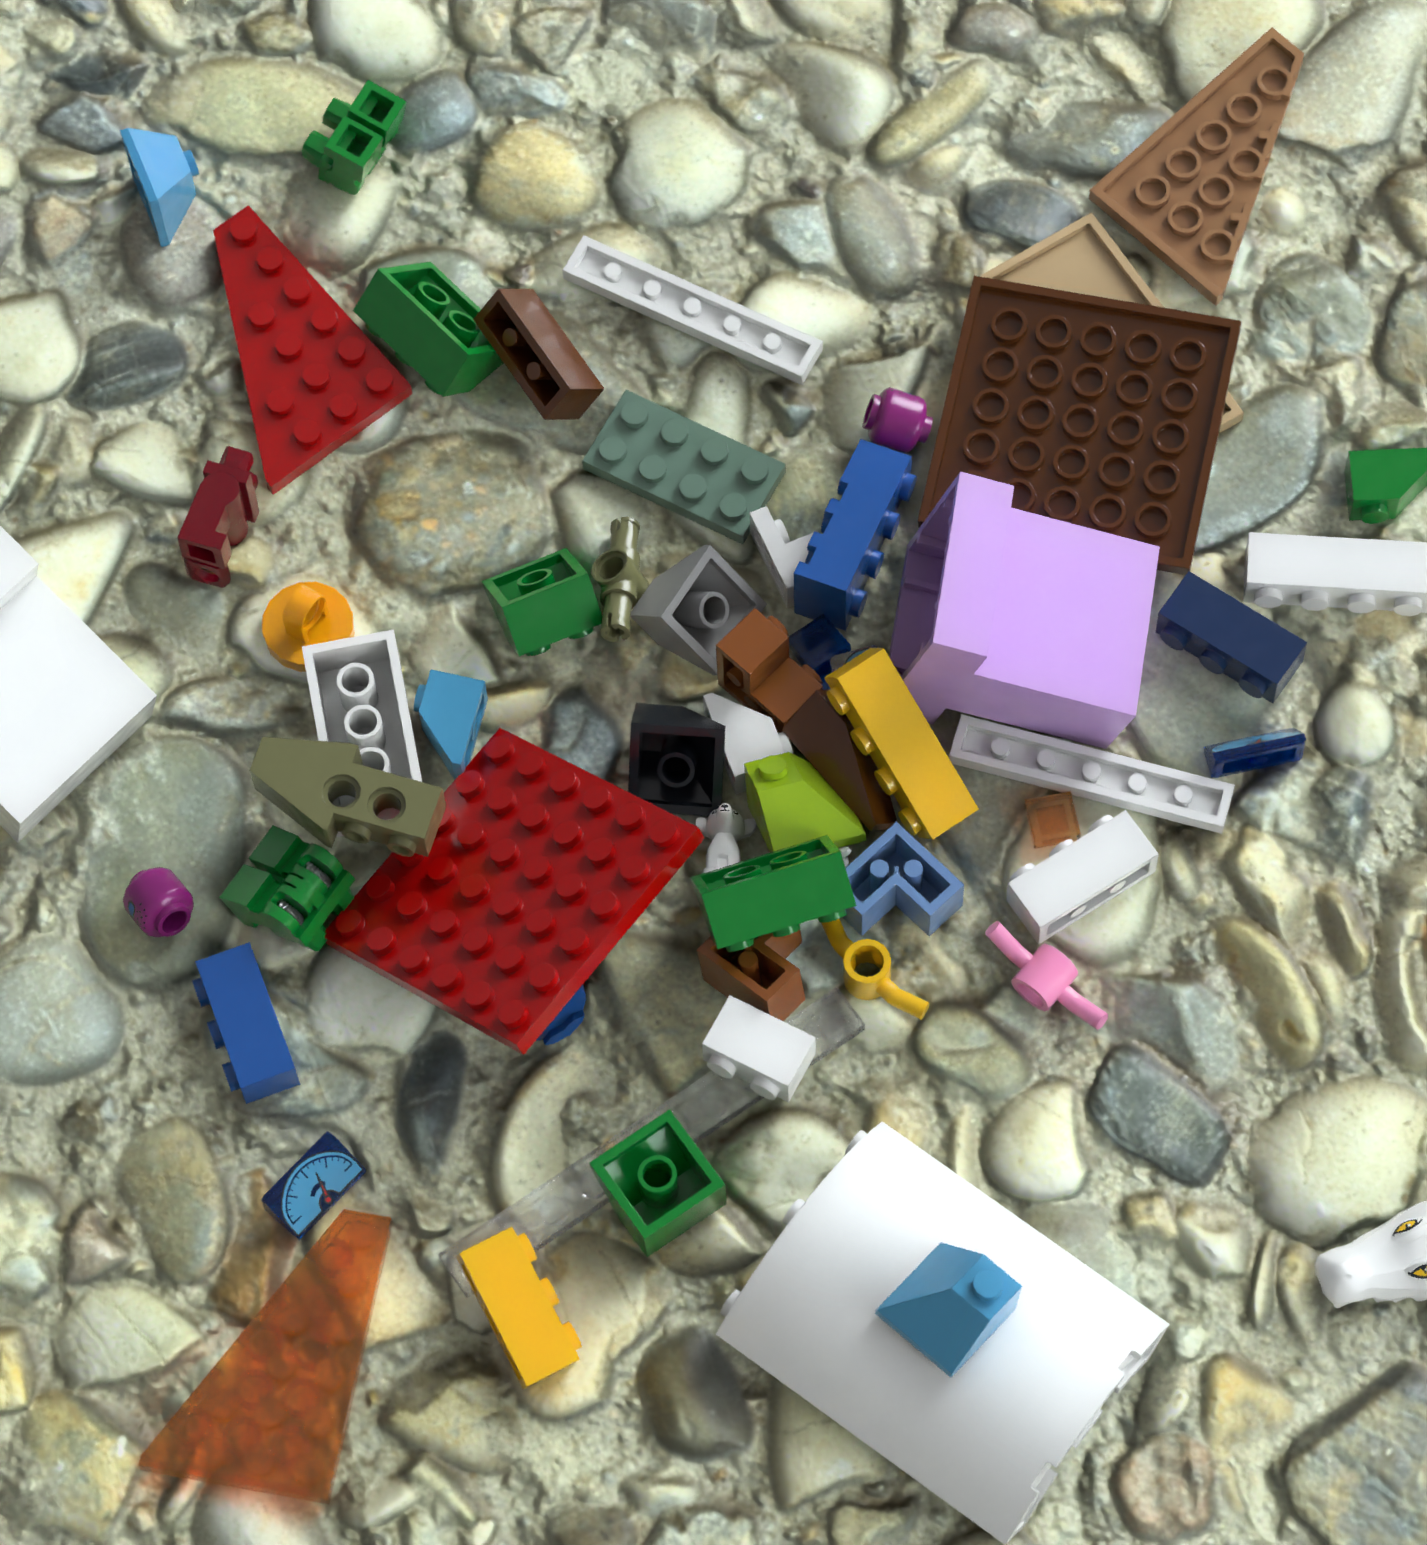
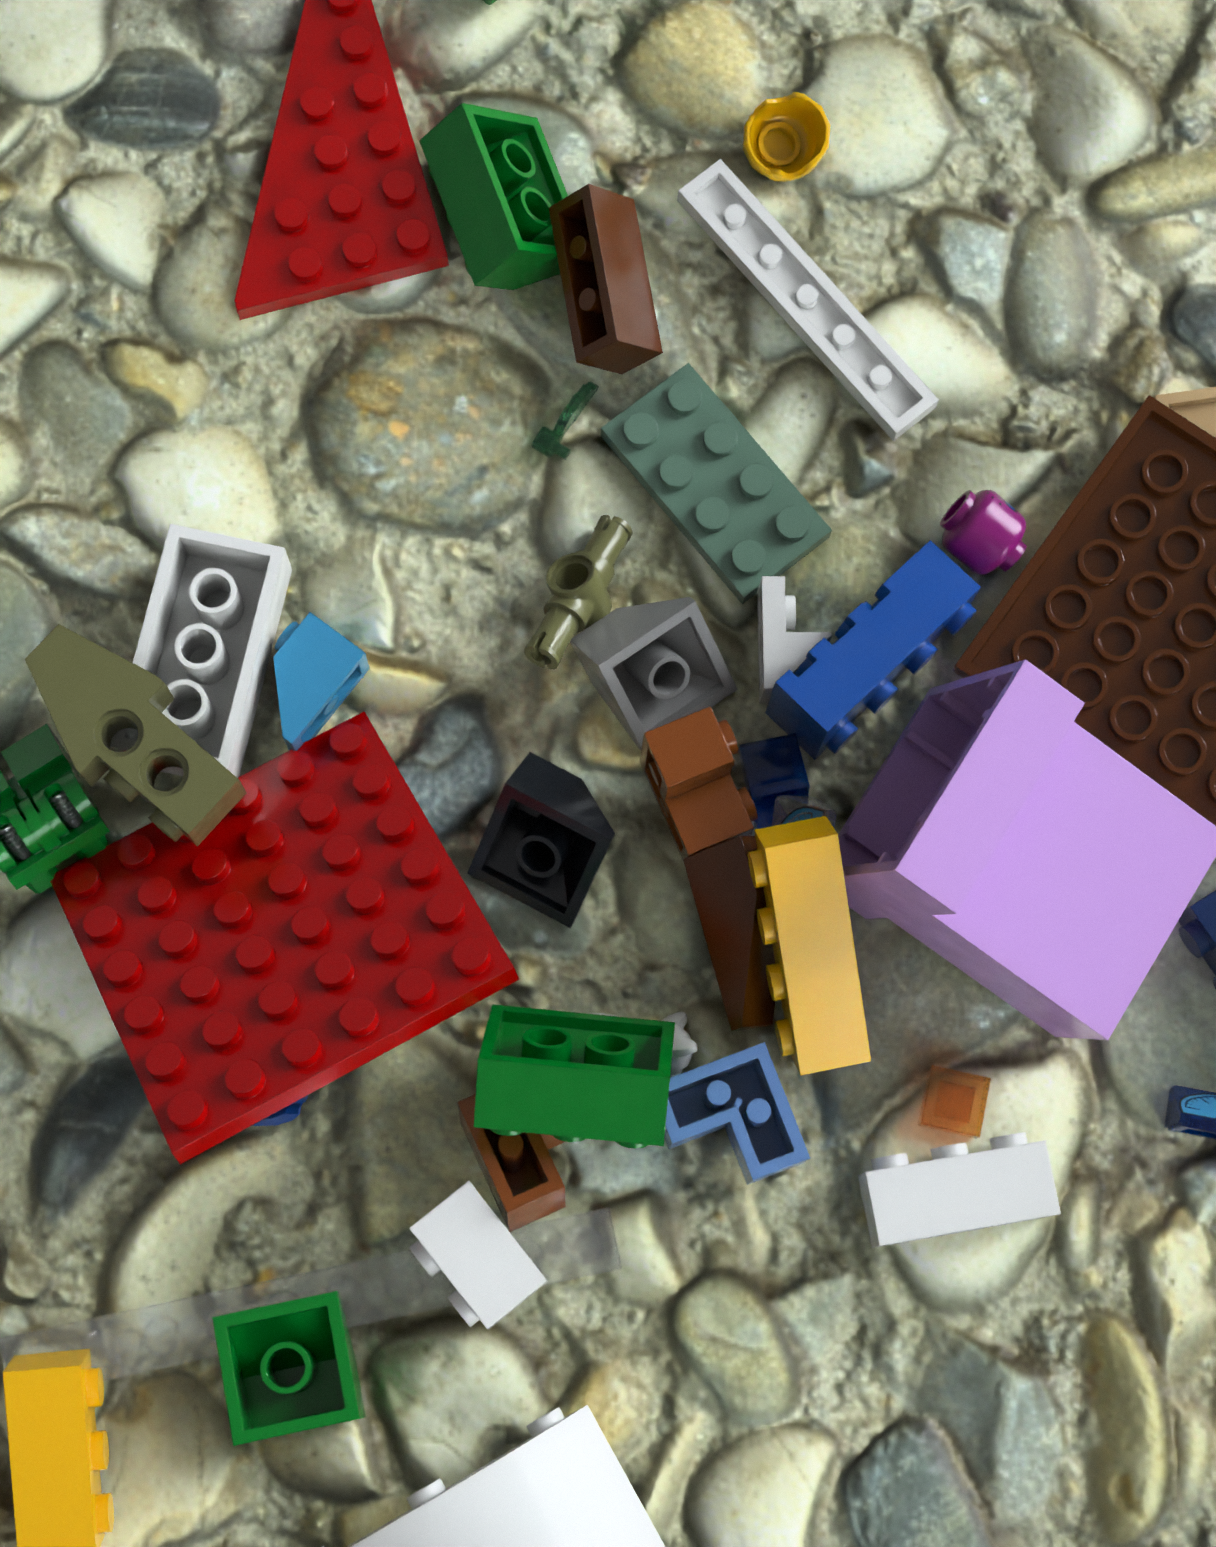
camera: 15 degrees right, 10 degrees up
(219, 517) = (156, 318): dark red hips -> none
(303, 617) = (205, 488): light orange tile -> none
(544, 602) = (479, 581): green slope -> none
(547, 486) = (549, 441): none -> clear green piece
(625, 200) = (786, 137): none -> yellow hair
(725, 829) = (566, 949): white animal -> none
(747, 736) = (641, 859): white slope -> none
(797, 804) = (661, 965): lime slope -> none
(872, 986) = (665, 1229): yellow piece -> none
(1045, 977) = (860, 1303): bright pink piece -> none
(1091, 773) = (1027, 1068): white plate -> none

